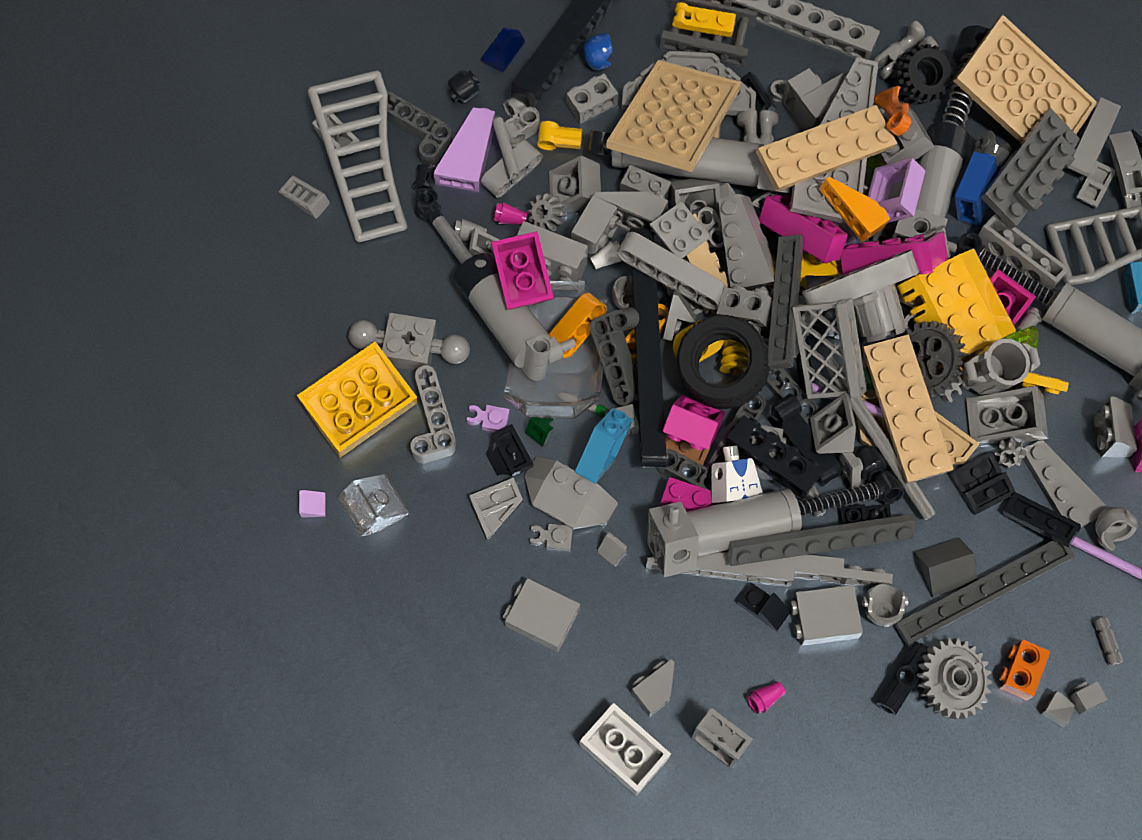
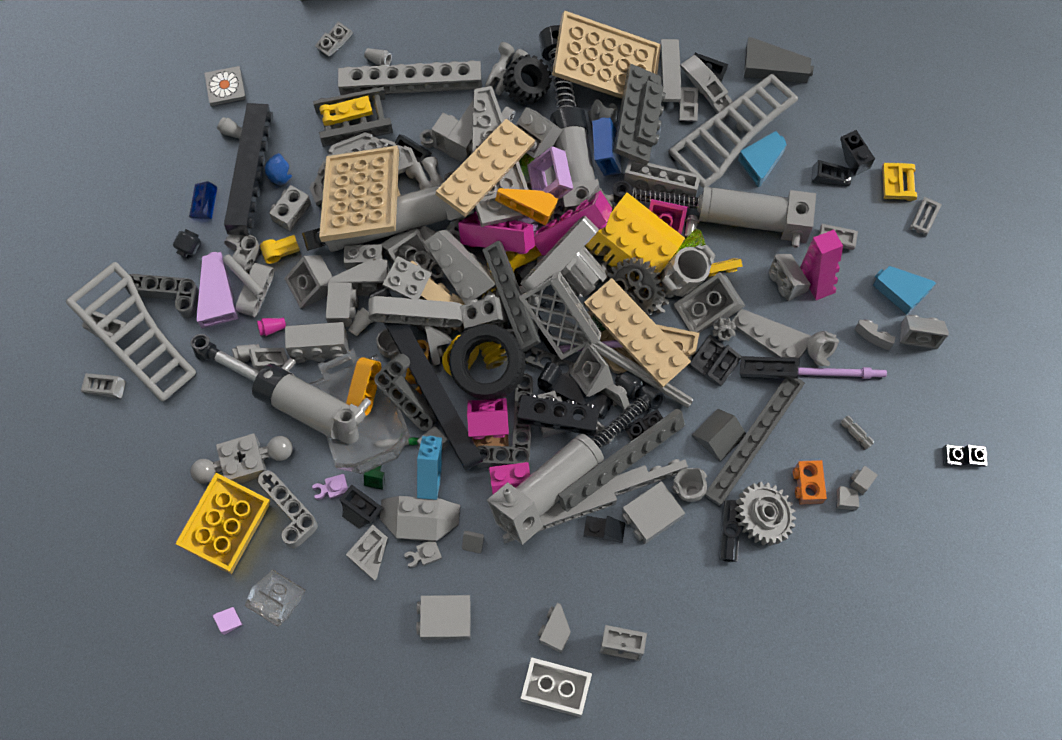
camera: 25 degrees left, 0 degrees up
(424, 177) = (190, 326): black bush -> none
(522, 270) = (304, 365): dark pink slope -> none
(543, 204) = (305, 310): light grey gear -> none
(734, 477) = (537, 445): white torso -> none
(763, 698) = (637, 597): dark pink cone -> none
(897, 112) = (528, 122): orange piece -> none

